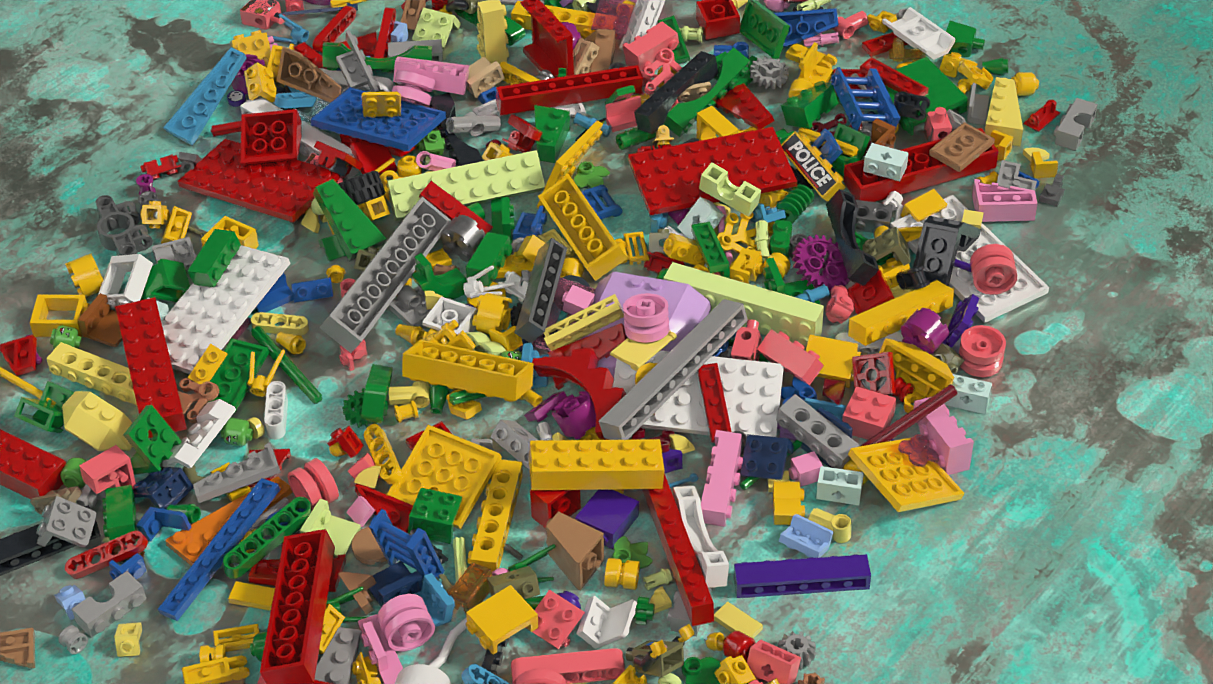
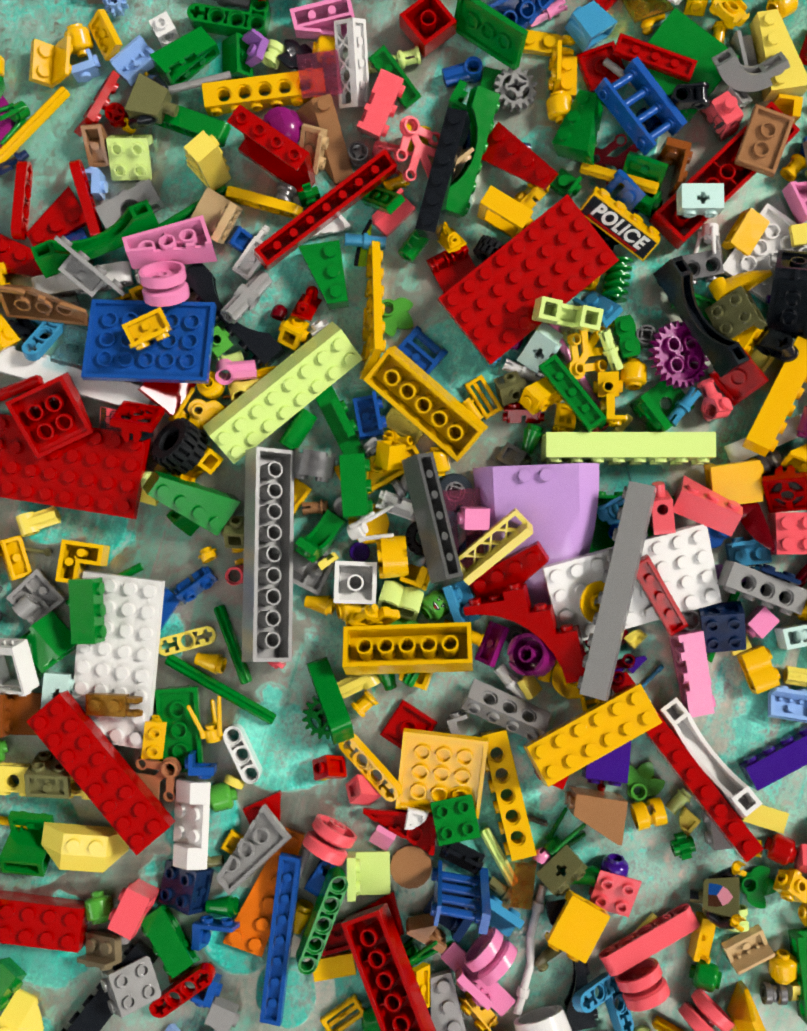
camera: 25 degrees left, 40 degrees up
(100, 361) = (47, 778): none -> olive bracket
(150, 452) = (157, 868): green bracket -> none
(191, 329) = (112, 705): none -> pearl gold hinge
(206, 209) = (32, 522): none -> light yellow piece
(234, 397) = (202, 770): none -> blue bracket
(316, 339) = (232, 644): none -> green axle
(368, 476) = (373, 803): light yellow tile -> none
(399, 501) = (415, 818): none -> white tile
(450, 206) = (291, 436): red plate -> none
(459, 654) = (542, 959): none -> olive arm
(524, 127) = (304, 284): red beam -> none
(604, 624) = (661, 874): white bracket -> none
(639, 353) = (567, 571): light yellow door -> none
(646, 317) = (564, 523): bright pink wheel -> none
(850, 51) = (590, 25): none -> dark azure torso
(956, 103) = (748, 77): none -> light grey arch

